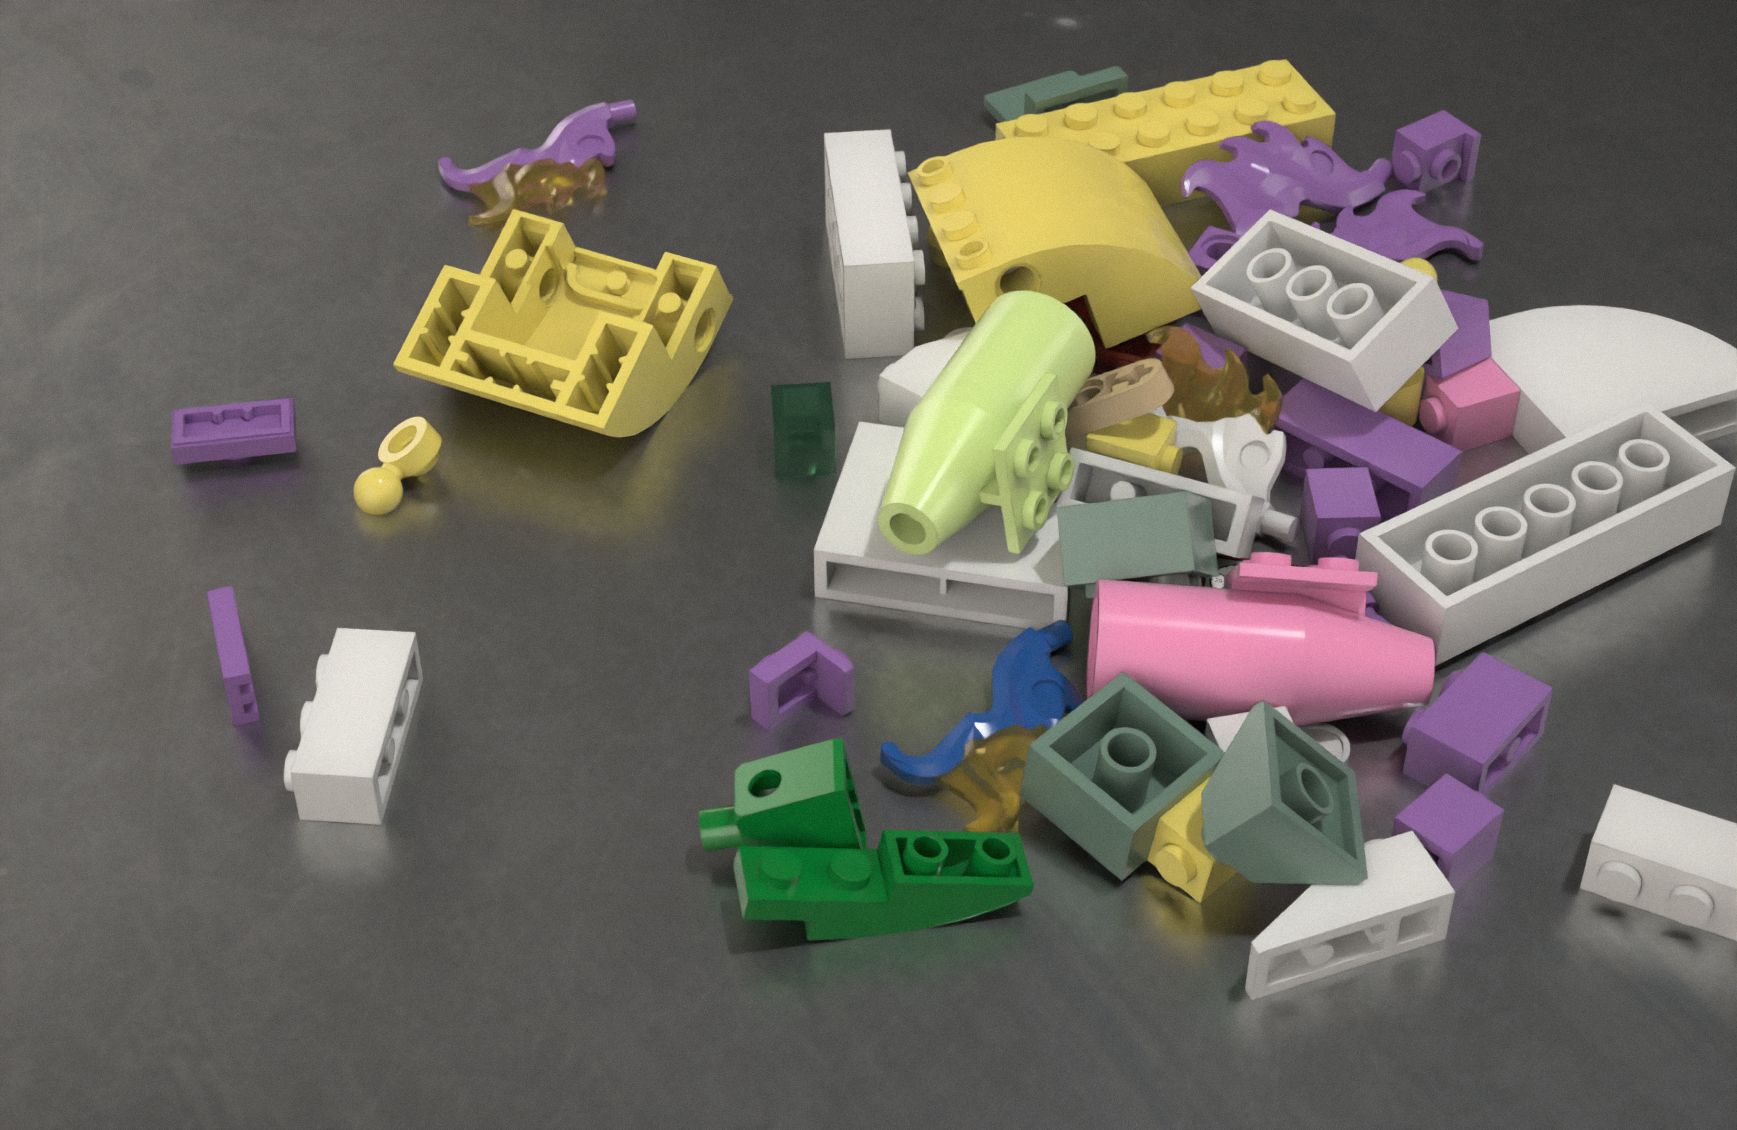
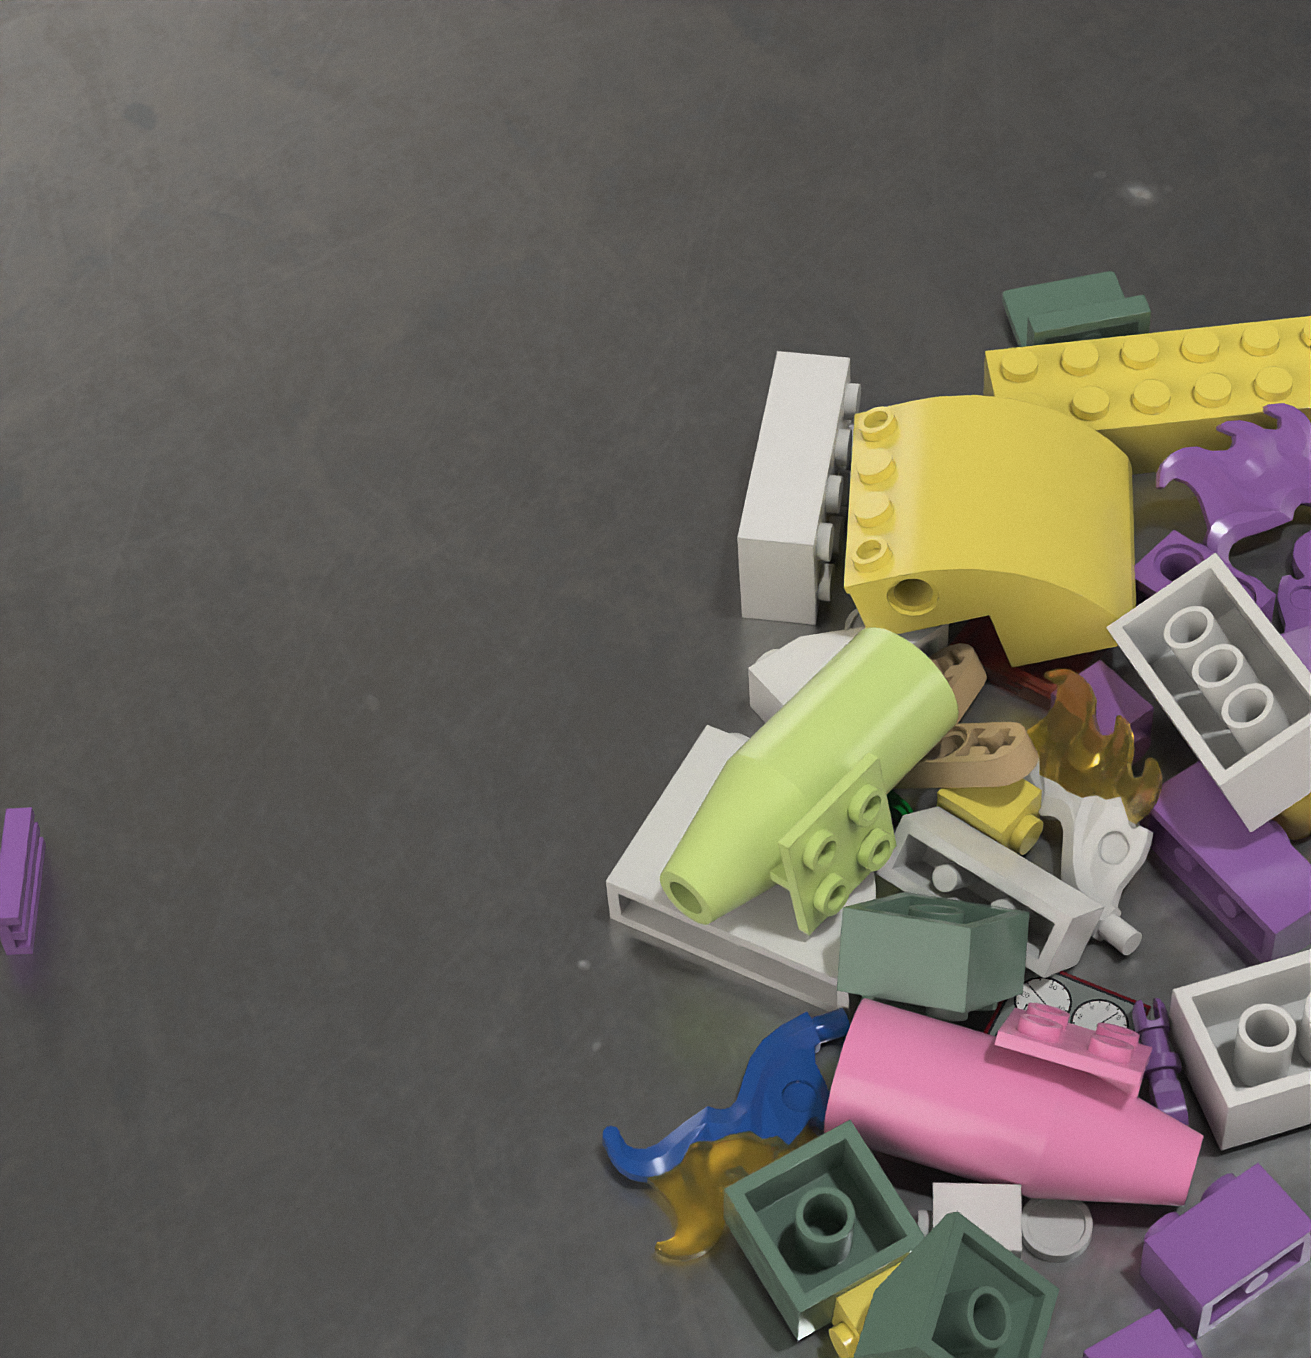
camera: 20 degrees right, 10 degrees up
(233, 431) = (100, 601): medium lavender plate -> none
(355, 726) = (109, 991): white brick -> none
(405, 452) = (254, 663): light yellow plate -> none
(549, 174) = (510, 315): piece -> none
(568, 329) = (451, 550): light yellow slope -> none
(791, 802) = (485, 1204): green torso -> none
(798, 676) = (547, 1025): medium lavender bracket -> none
(803, 429) = (656, 712): clear green brick -> none
(900, 887) = (547, 1301): green slope -> none
(1336, 510) = (1182, 937): medium lavender brick -> none

